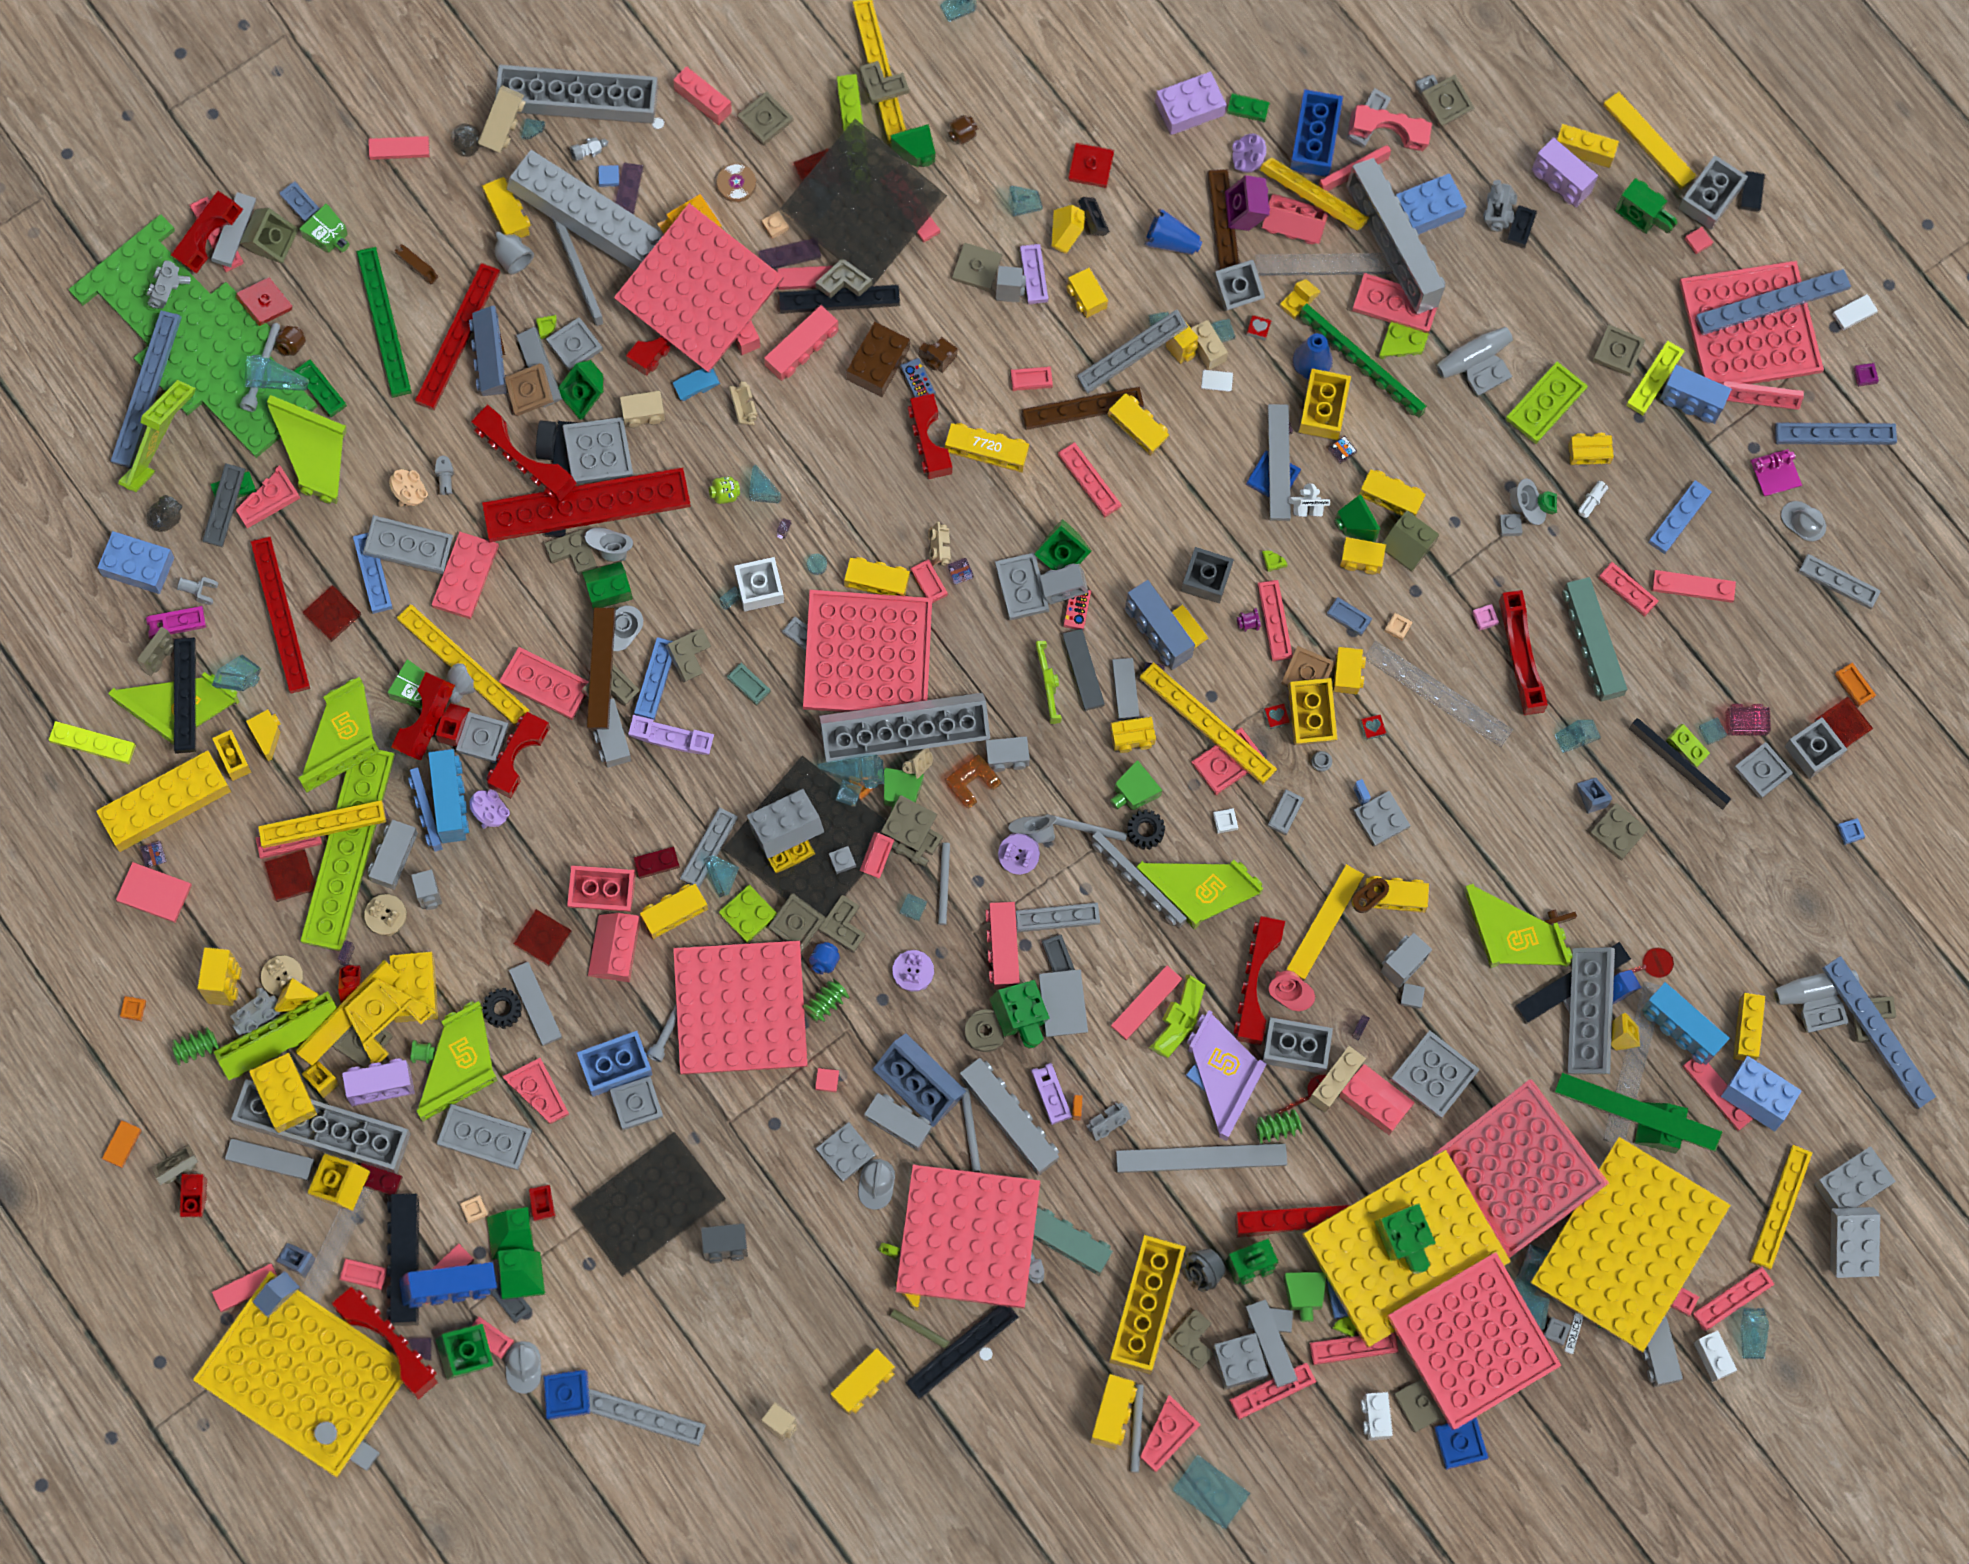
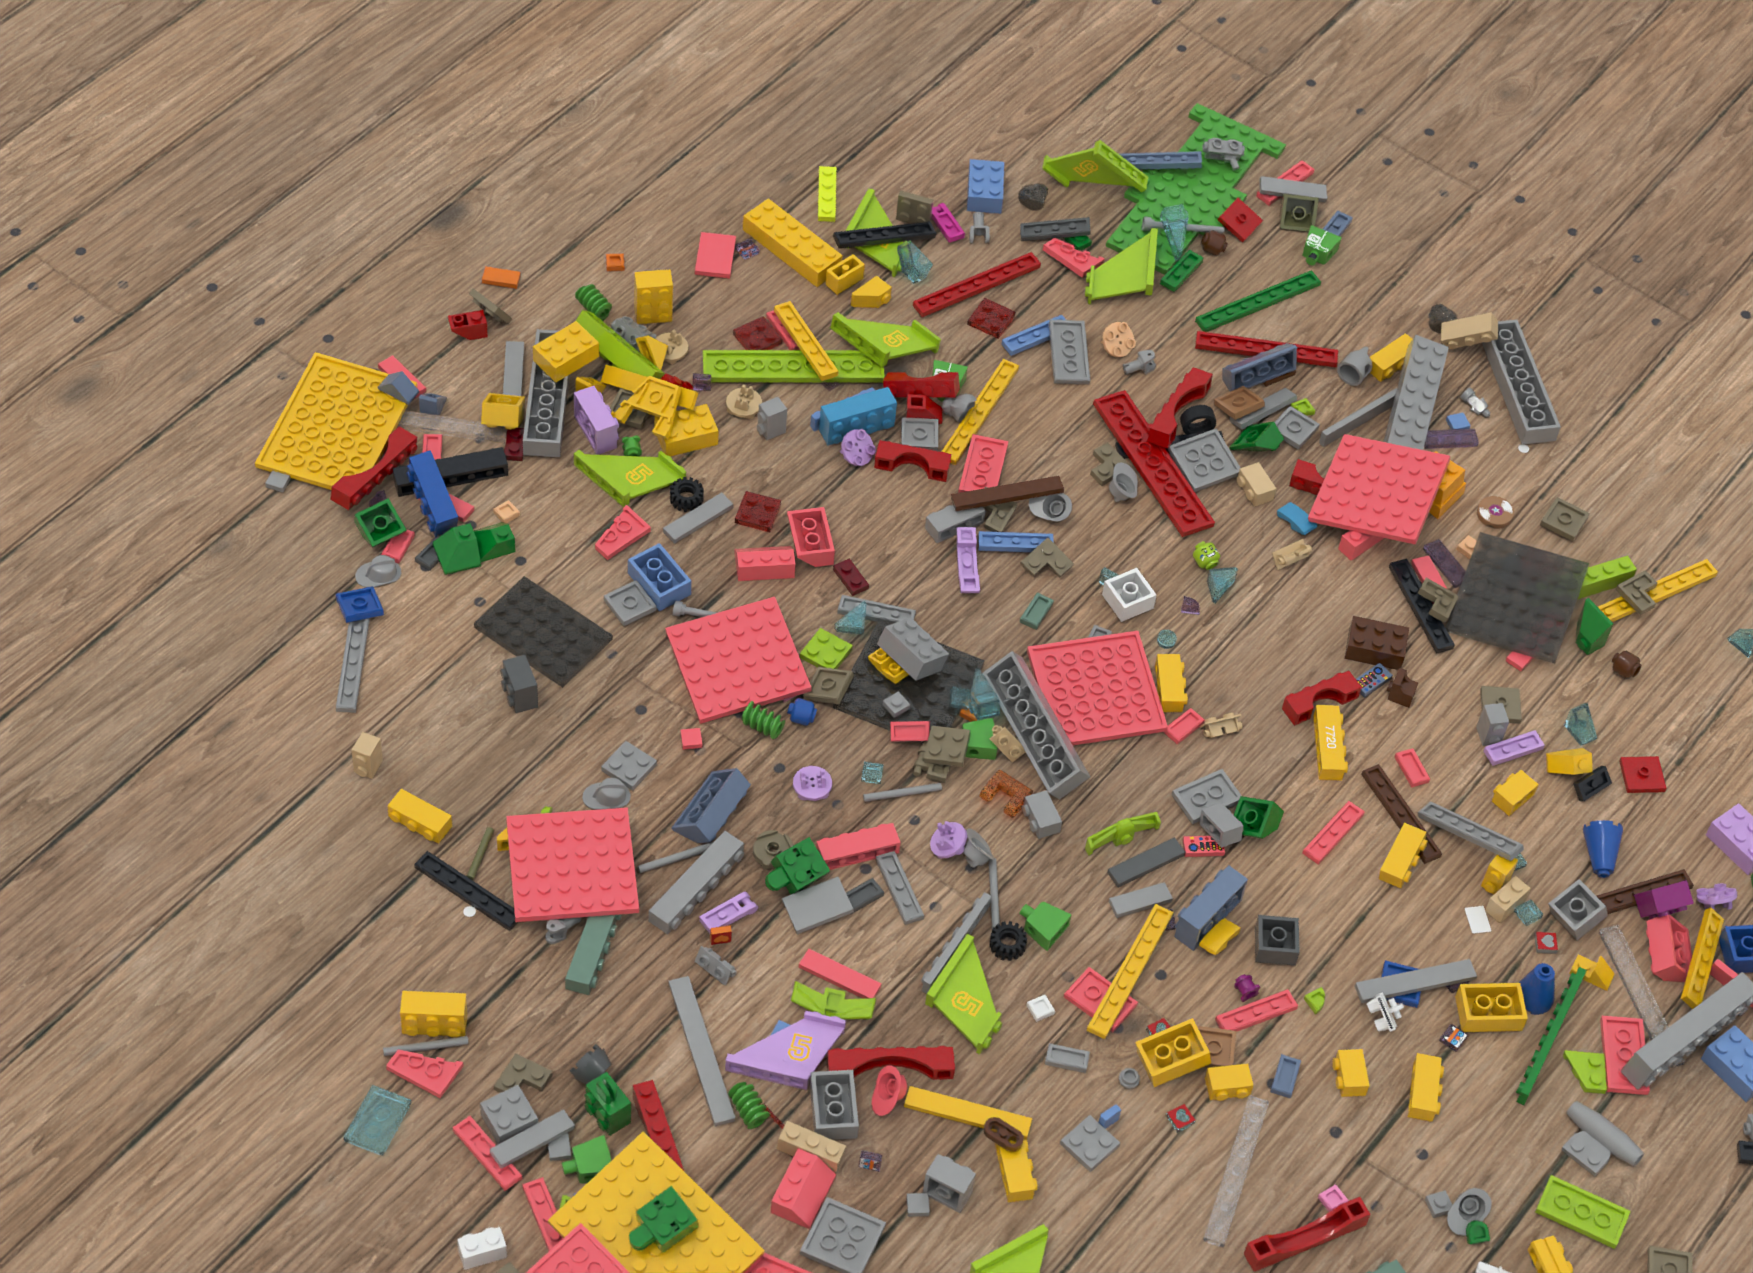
camera: 75 degrees right, 20 degrees down
(218, 212) = (1264, 165): red arch -> none
(326, 1433) = (289, 446): light grey tile -> none
(392, 854) = (798, 394): light grey brick -> none
(399, 147) = (1415, 280): coral tile -> none
(417, 264) = (1317, 310): reddish brown piece -> none
(465, 575) = (1058, 397): coral plate -> none
(484, 1137) = (570, 505): light grey plate -> none
(532, 128) = (1475, 362): clear light blue tile -> none
(542, 1203) = (519, 552): red slope -> none
(607, 585) = (1086, 492): green slope -> none
(673, 910) = (810, 594): yellow brick -> none
(702, 95) = (1562, 469): coral brick -> none
(801, 343) = (1367, 584): coral brick -> none
(838, 927) = (836, 717): dark tan plate -> none
(898, 1121) = (667, 797): light grey brick -> none
(960, 571) = (1203, 748): clear purple tile -> none
(1133, 734) = (1097, 911): yellow brick -> none
(1147, 1304) = (544, 1025): yellow brick -> none
(1357, 520) = (1384, 1058): green slope -> none
(1398, 626) = (1292, 1121): light nougat tile -> none
(1410, 541) = (1383, 1112): olive slope -> none

